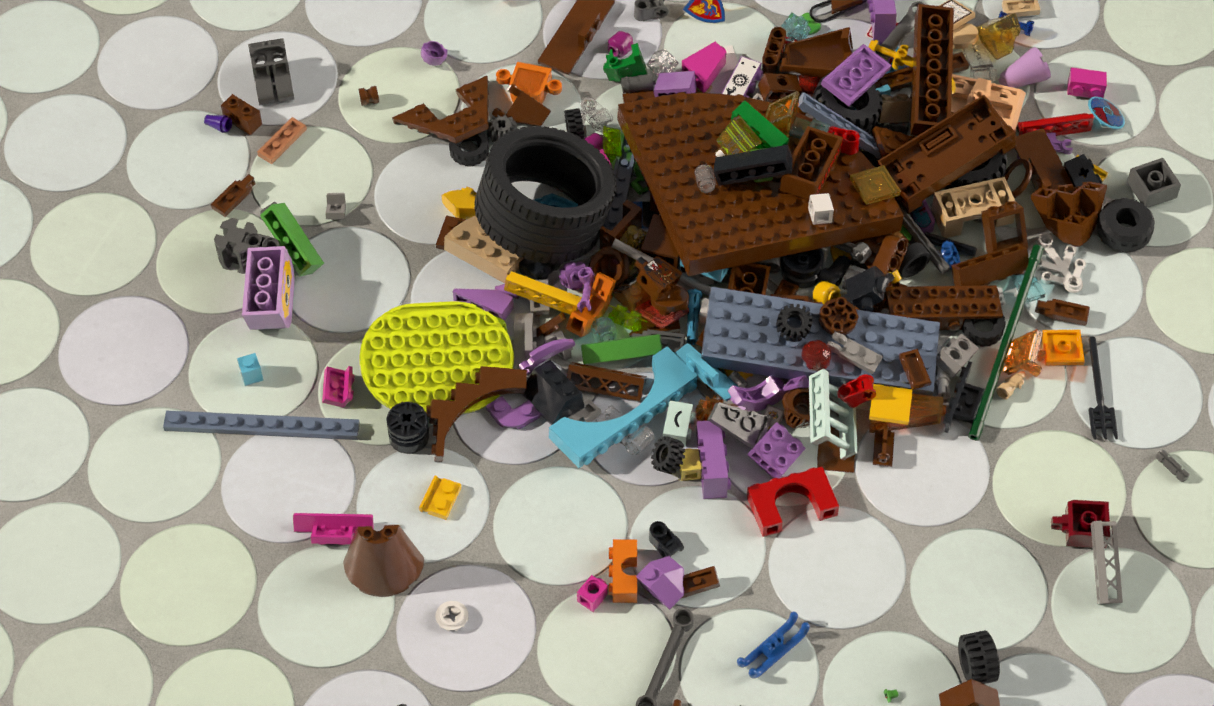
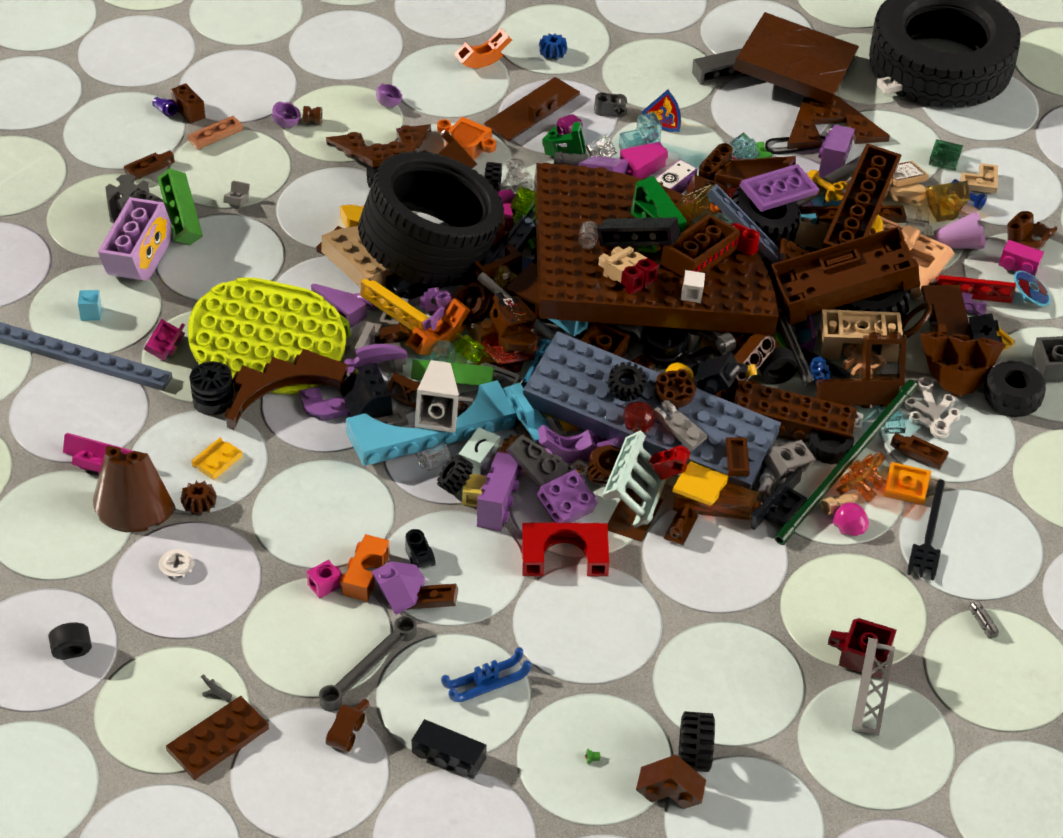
camera: 15 degrees right, 10 degrees down
(267, 52) = (231, 74): dark grey connector -> none
(344, 106) = (285, 119): none -> medium lavender helmet
(443, 544) = (198, 497): none -> reddish brown gear
(627, 383) = (437, 398): none -> white slope
(700, 34) = (647, 132): none -> clear light blue brick
(737, 138) = (633, 204): clear yellow torso -> none
(756, 205) = (629, 268): none -> hips
(875, 184) = (759, 282): clear yellow tile -> none
(975, 227) = (854, 355): none -> light nougat hinge
(1028, 399) = (851, 519): none -> dark pink hair
(1078, 49) = (1022, 230): none -> reddish brown piece

